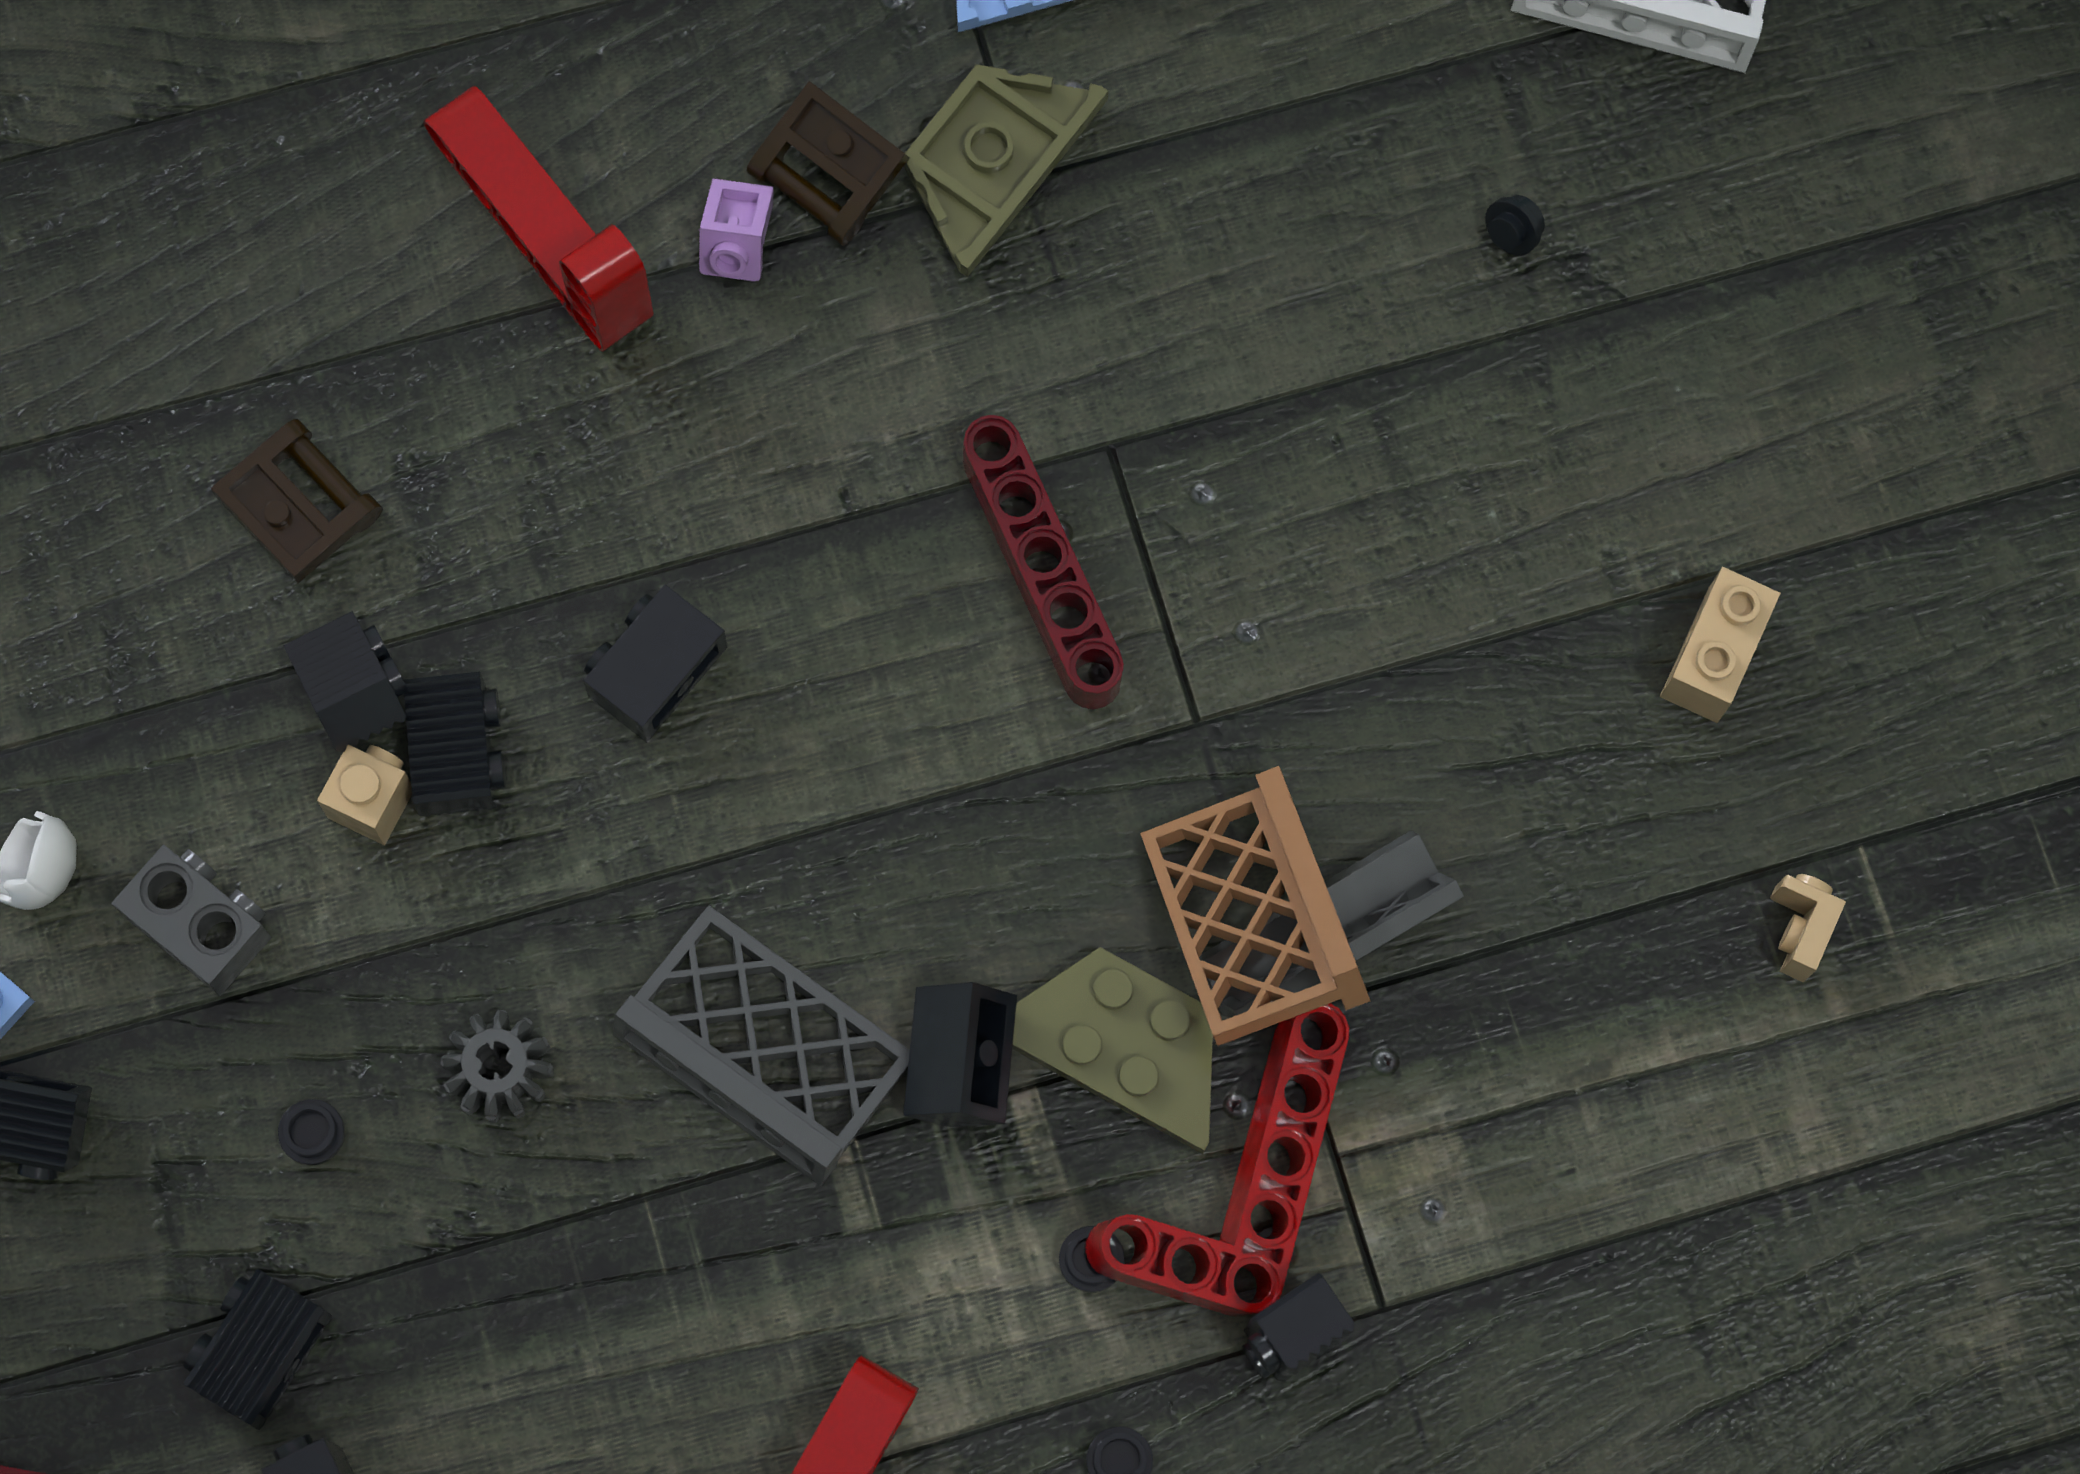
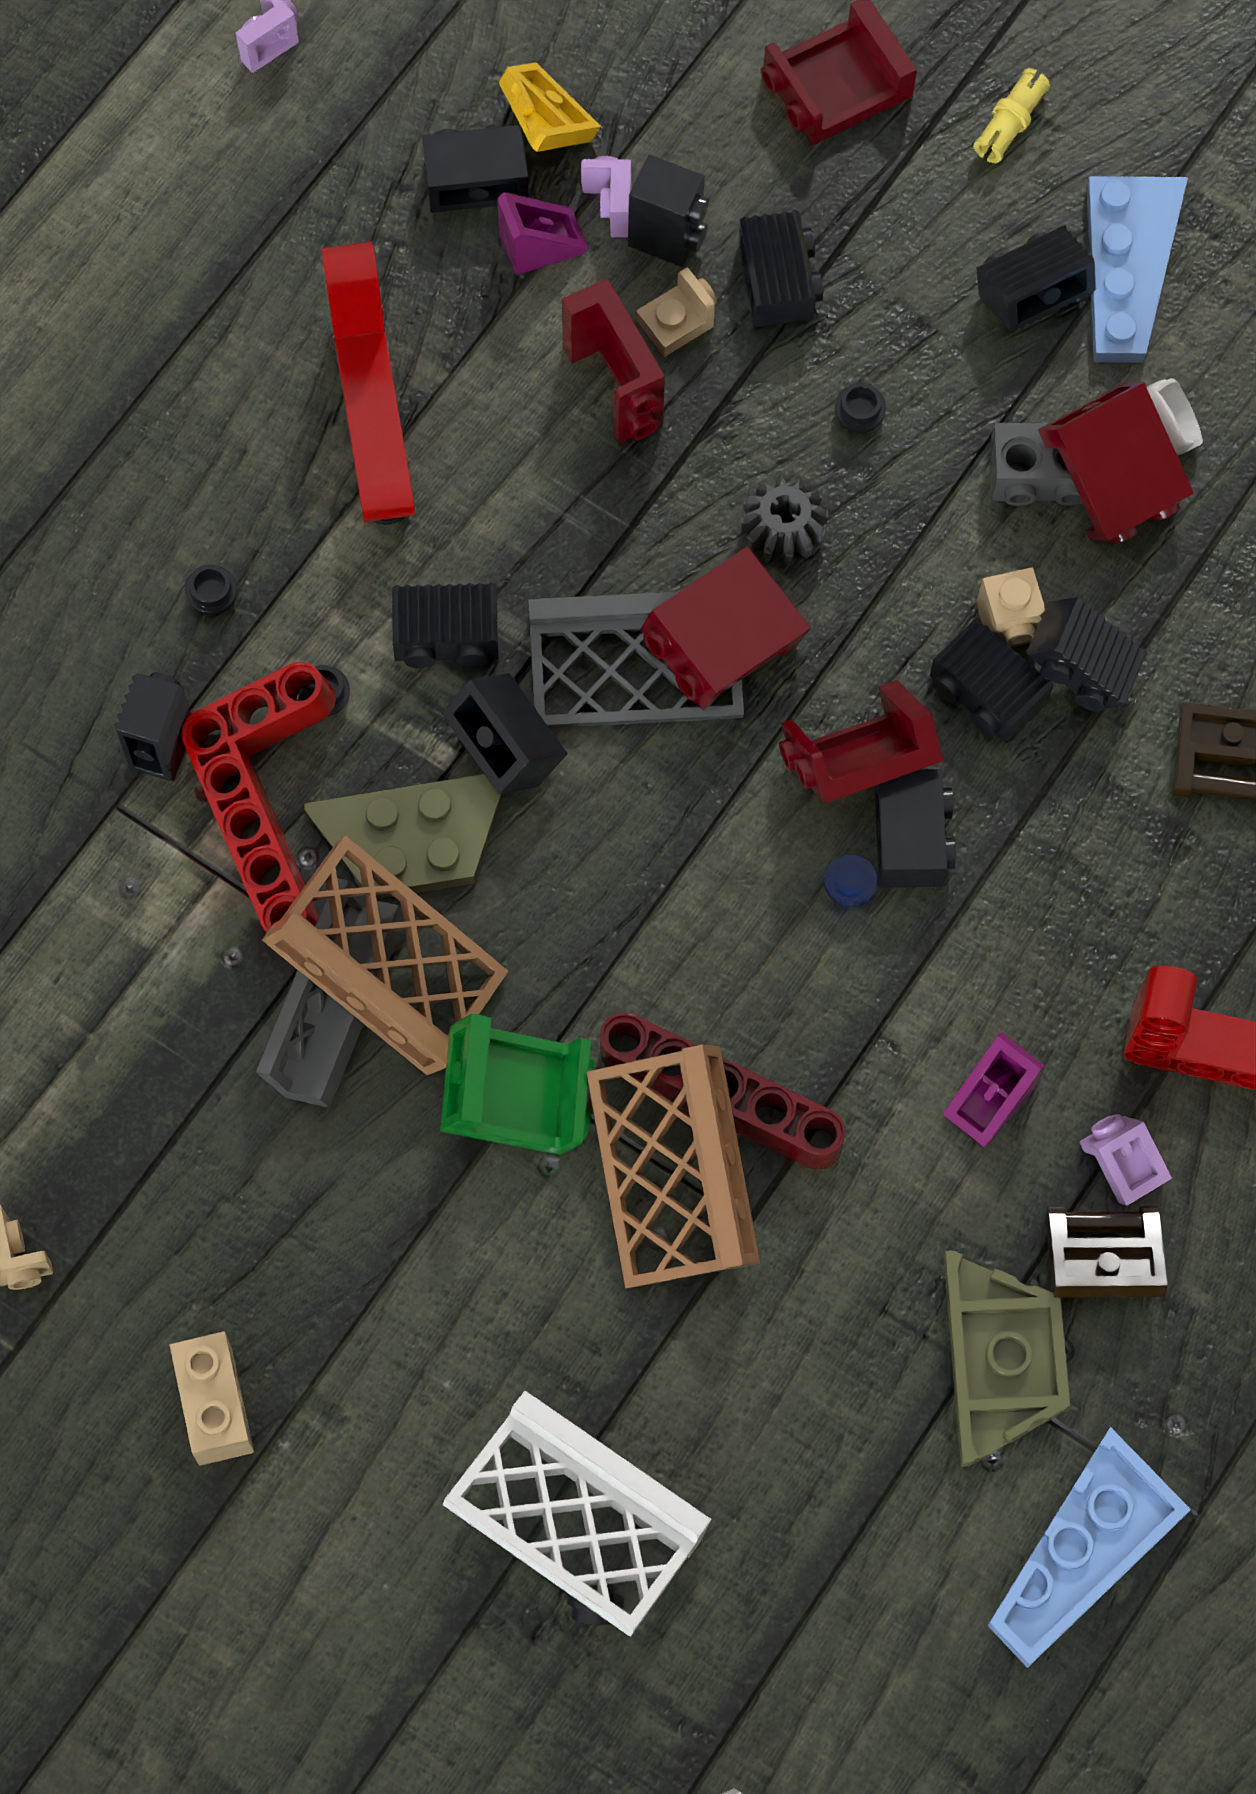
camera: 145 degrees right, 5 degrees down
(128, 847) = (1120, 461): none -> dark red panel
(398, 1387) = (679, 313): none -> tan bracket
(504, 1354) = (598, 322): none -> dark red panel
(637, 759) = (865, 752): none -> dark red panel
(660, 985) = (723, 627): none -> dark red panel
(752, 664) = (850, 880): none -> clear blue plate
(799, 370) = (994, 1090): none -> magenta slope
(921, 1224) = (445, 624): none -> black brick
(1101, 496) = (717, 1158): none -> medium nougat fence
(1229, 702) = (515, 1087): none -> green panel
(1426, 314) = (612, 1482): none -> white fence

